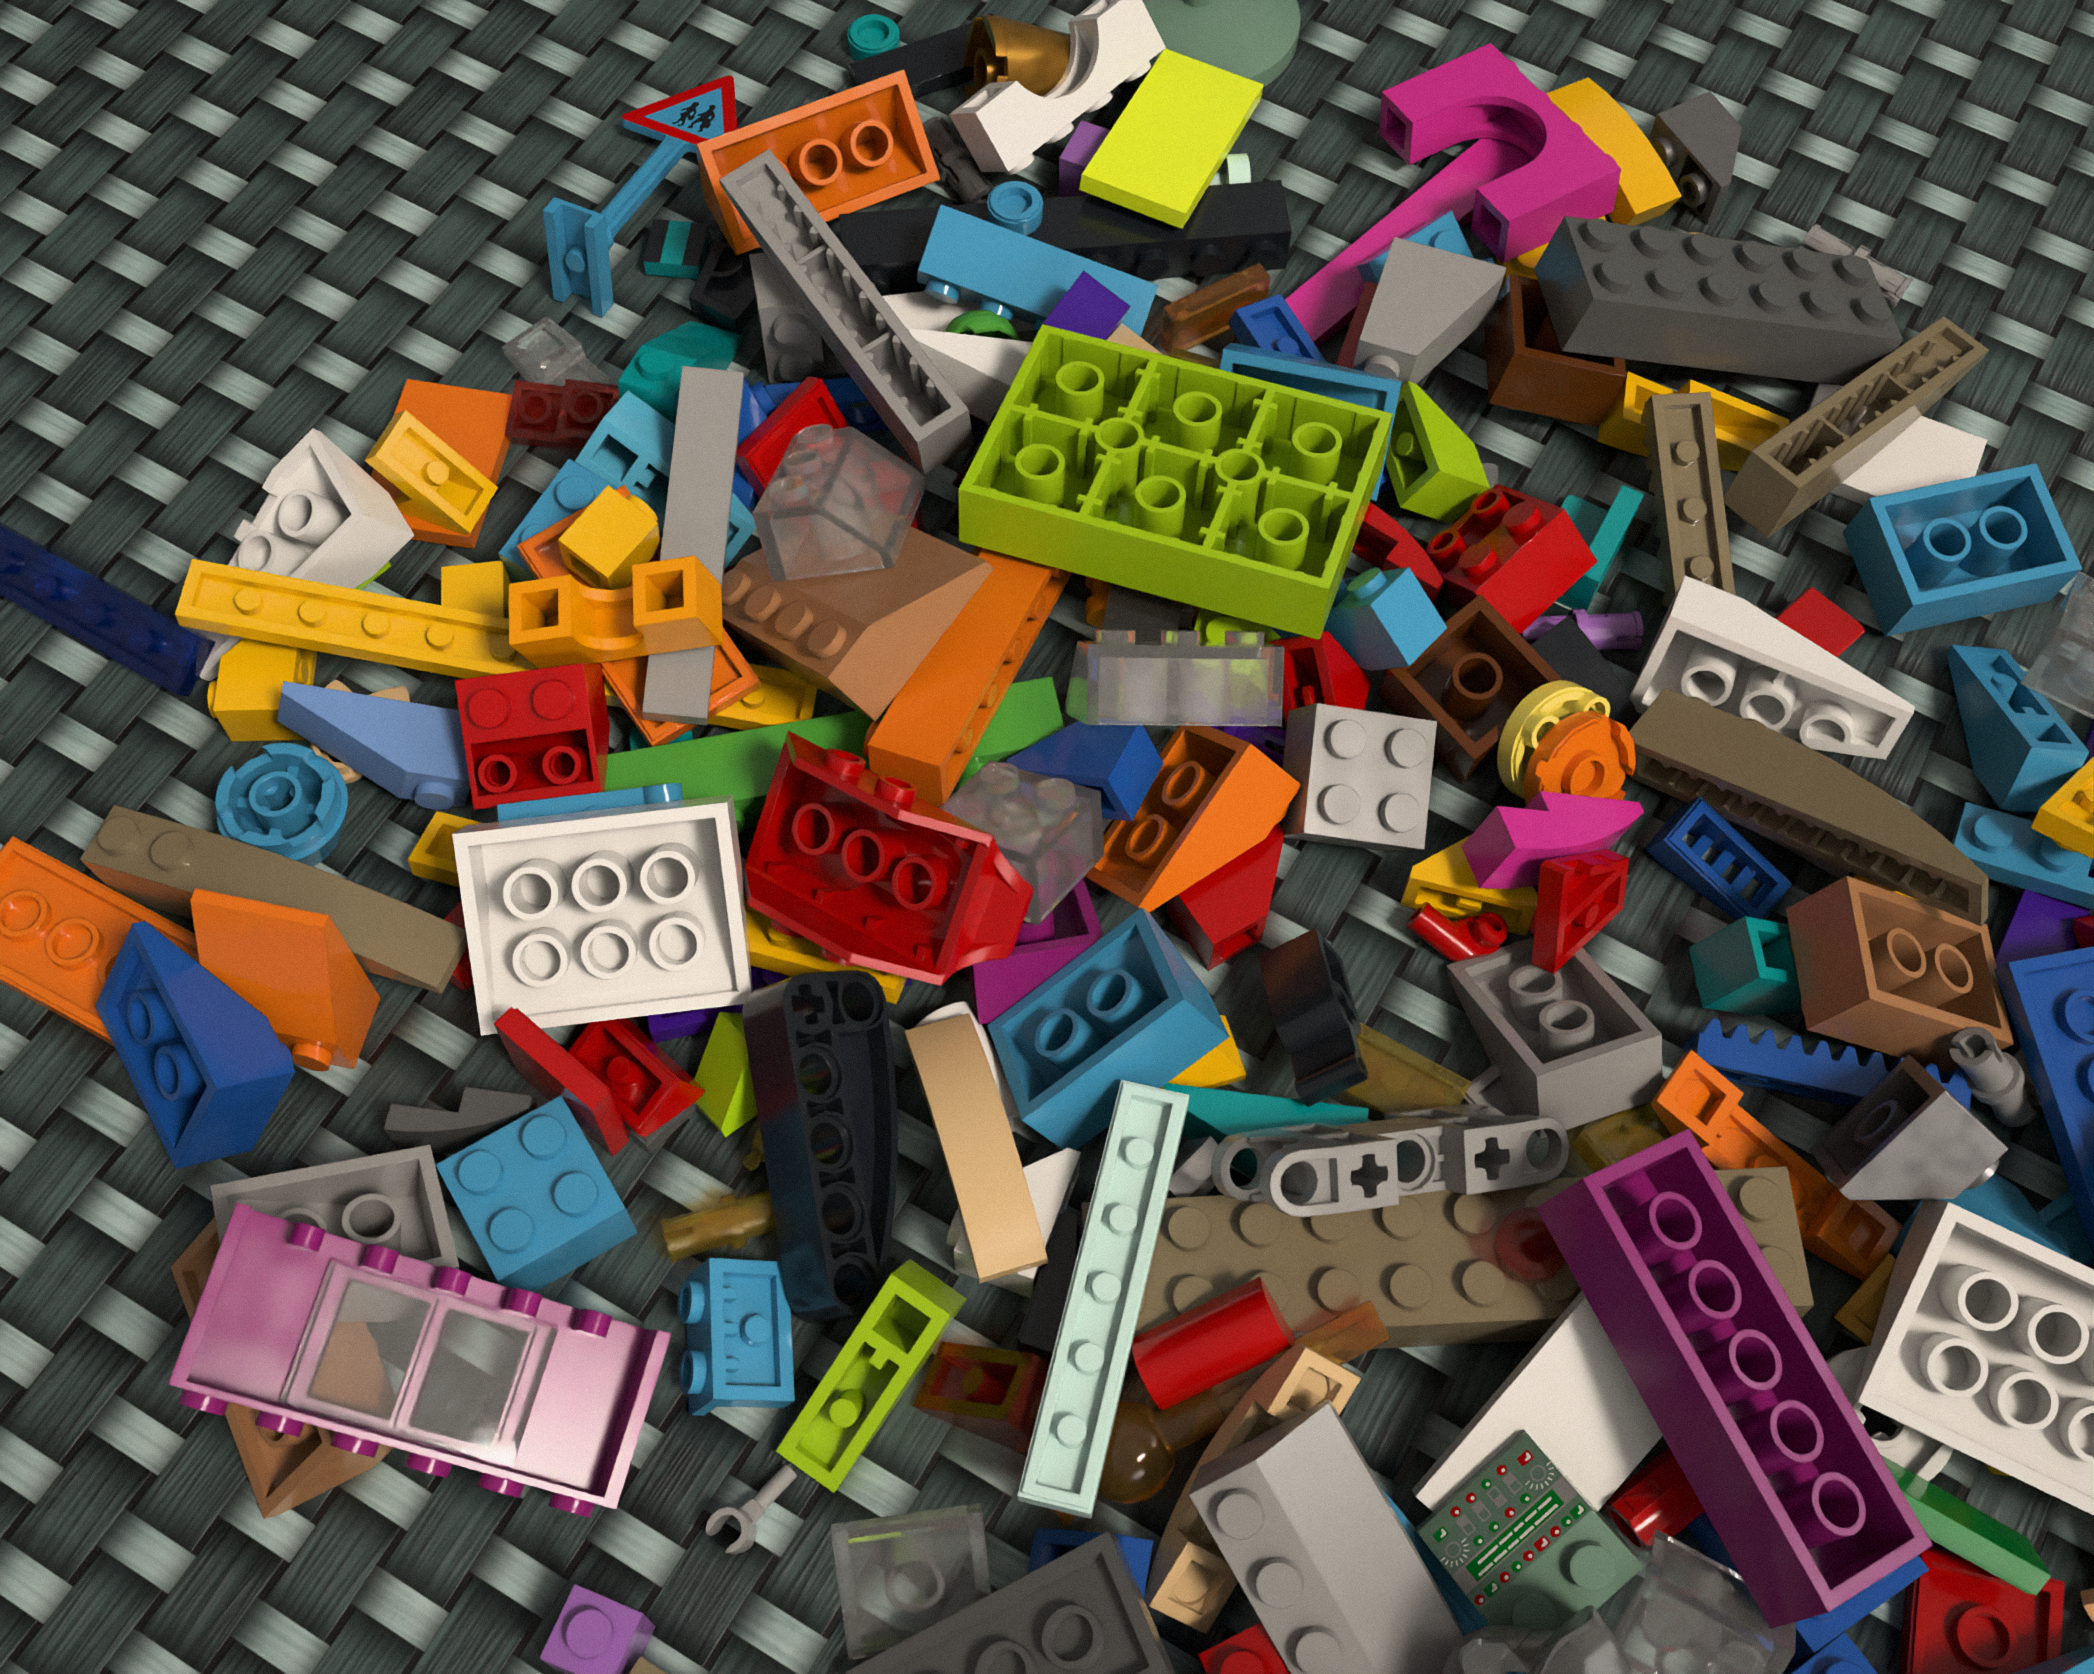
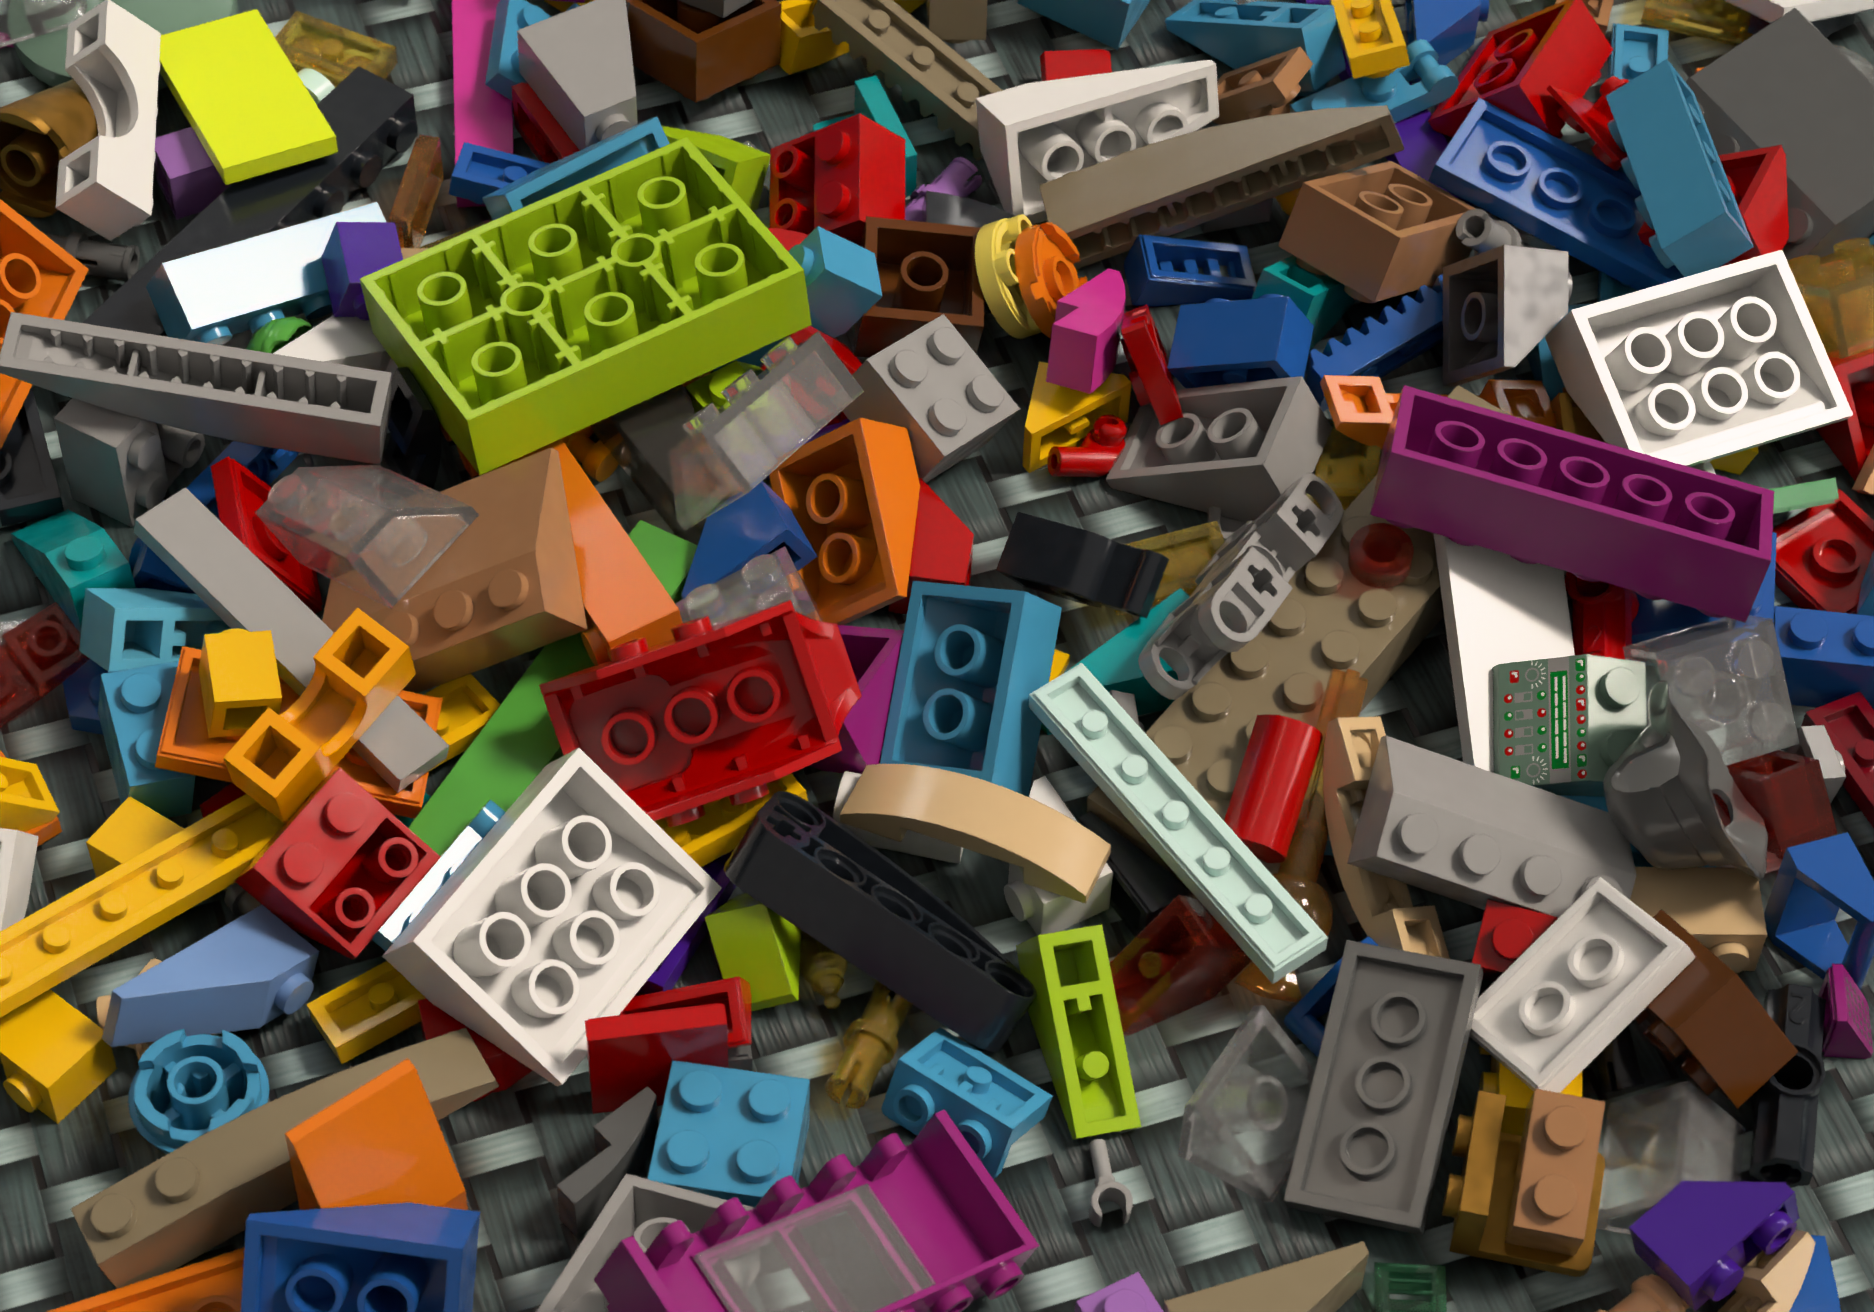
camera: 50 degrees left, 10 degrees down
(1015, 207) = (189, 233): dark azure tile -> none
(1290, 155) = (333, 49): none -> clear yellow plate
(1664, 961) = (1239, 341): none -> blue brick
(1948, 771) = (1261, 87): none -> medium nougat slope

